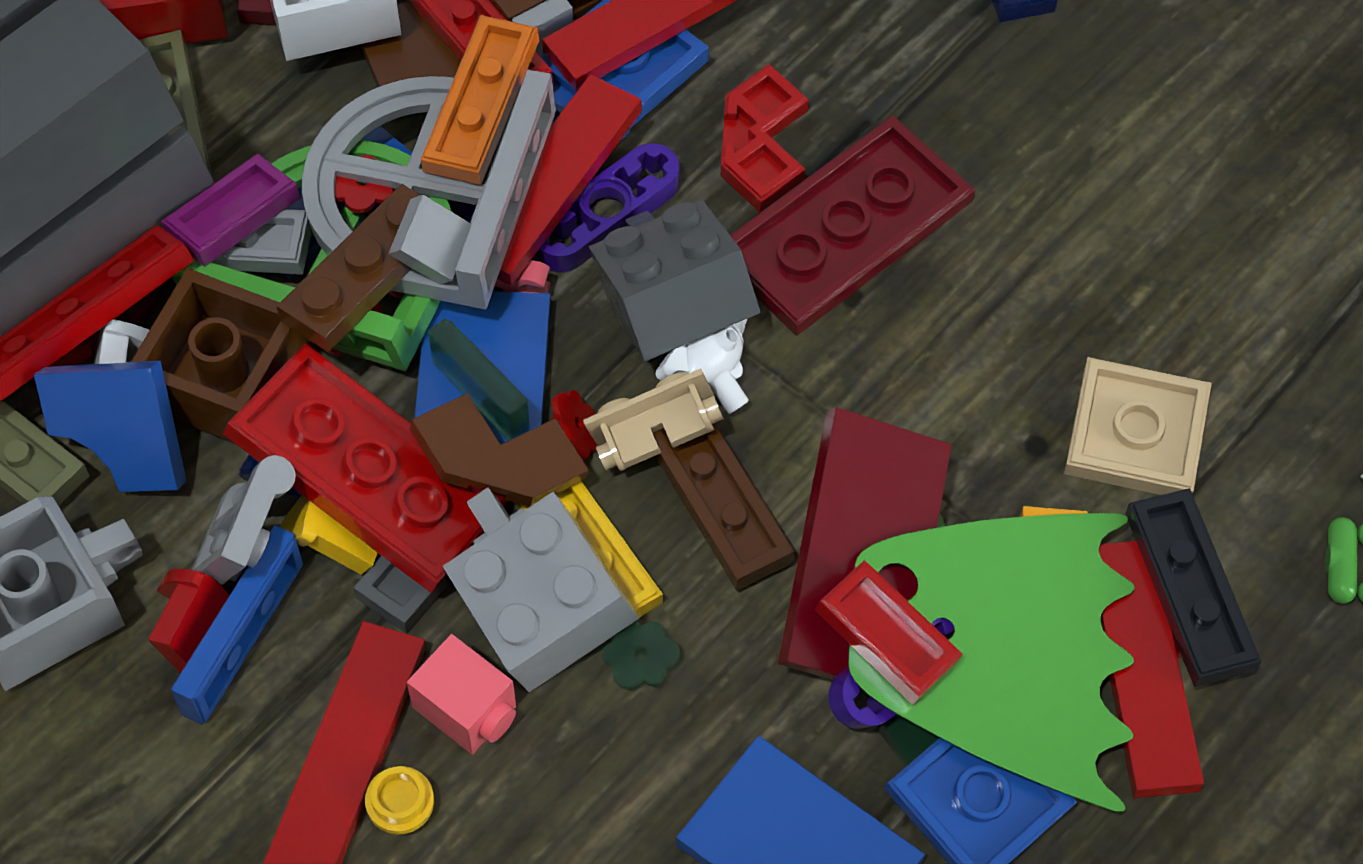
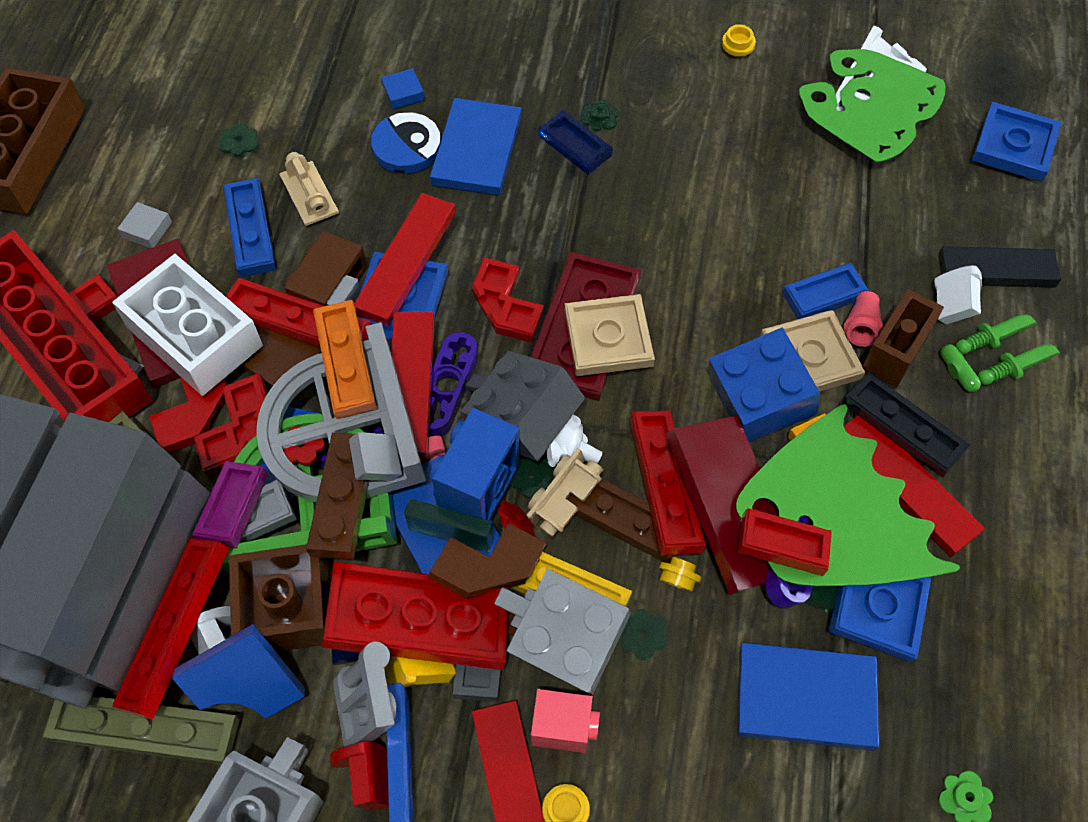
camera: 30 degrees left, 0 degrees up
(254, 86) = (179, 425): none -> red tile
(280, 132) = (226, 441): none -> red tile
(555, 324) = (477, 465): none -> blue brick
(630, 369) = (528, 467): none -> clear green plant
(737, 606) = (679, 574): none -> yellow plate
(773, 529) = (669, 501): none -> red tile
(861, 252) = (608, 335): none -> tan tile
(1023, 428) = (764, 384): none -> blue brick
(1224, 354) = (824, 291): none -> blue tile
(1242, 421) = (864, 320): none -> coral cone
(1273, 469) = (902, 338): none -> reddish brown brick

